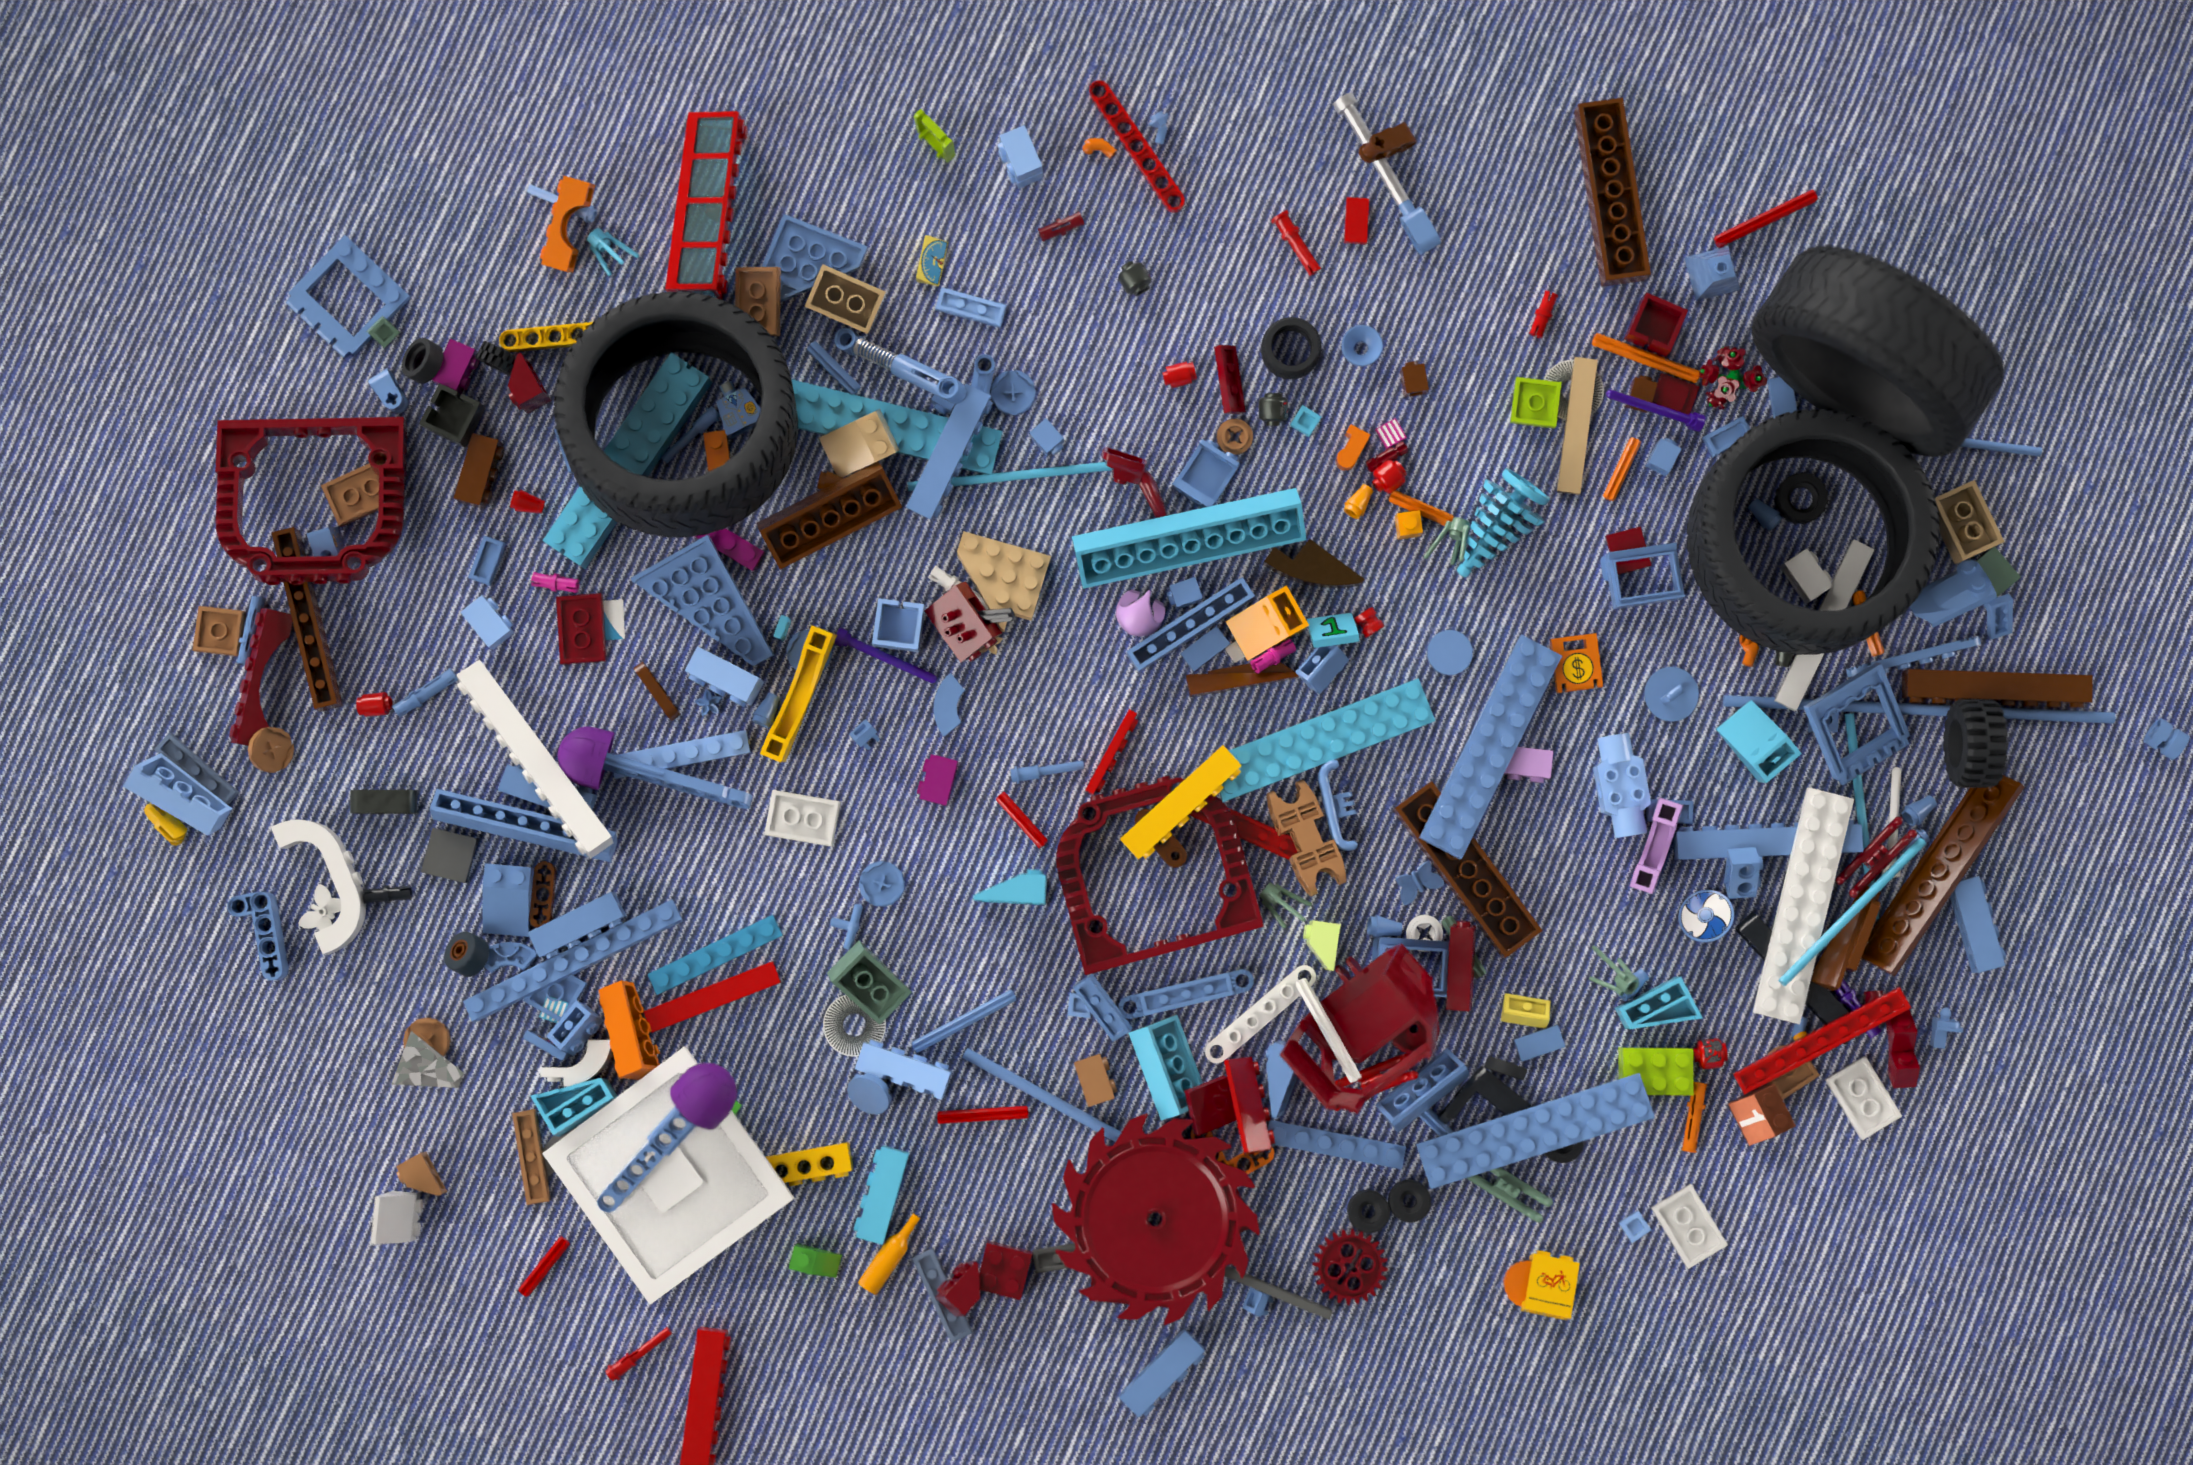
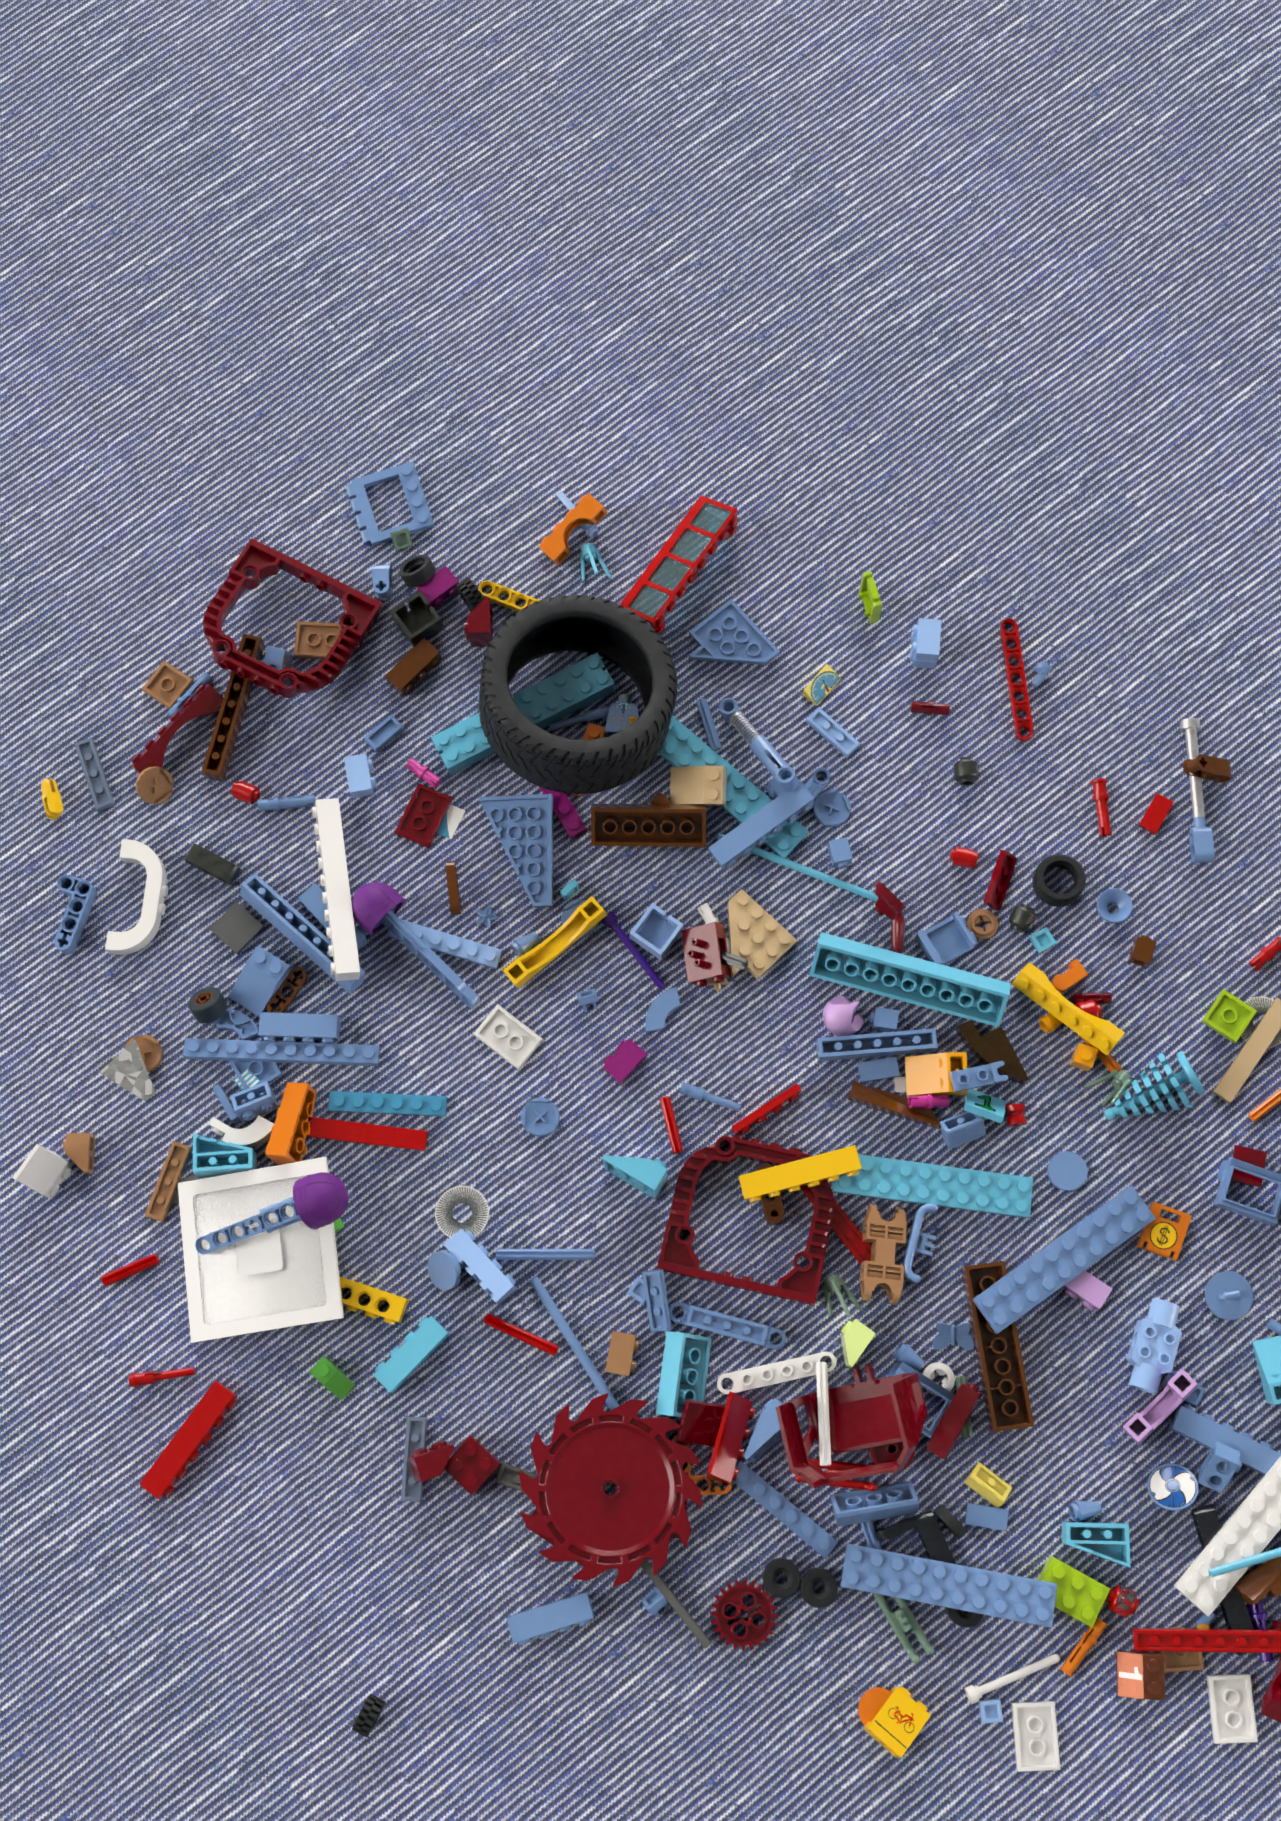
camera: 30 degrees right, 10 degrees down
(177, 793) = (71, 781): light blue wedge -> none
(323, 912) = (124, 921): white piece -> none
(387, 894) = (176, 932): black pin -> none
(525, 502) = (435, 706): red cone -> none
(723, 677) = (507, 902): light blue brick -> none
(759, 295) = (684, 645): medium nougat tile -> none
(845, 299) = (743, 678): tan brick -> none
(852, 925) = (500, 1137): medium blue piece -> none
(868, 982) = (490, 1186): sand green slope -> none
(887, 1258) = (388, 1406): light orange piece -> none
(1098, 144) = (989, 664): orange arm -> none
(1310, 606) = (977, 1077): none -> medium blue plate
(1390, 433) = (1104, 982): tile -> none
(1410, 492) = (1096, 1031): none -> yellow arch
(1612, 1217) = (974, 1693): none -> white piece
(1625, 981) = (1081, 1502): sand green plant -> none

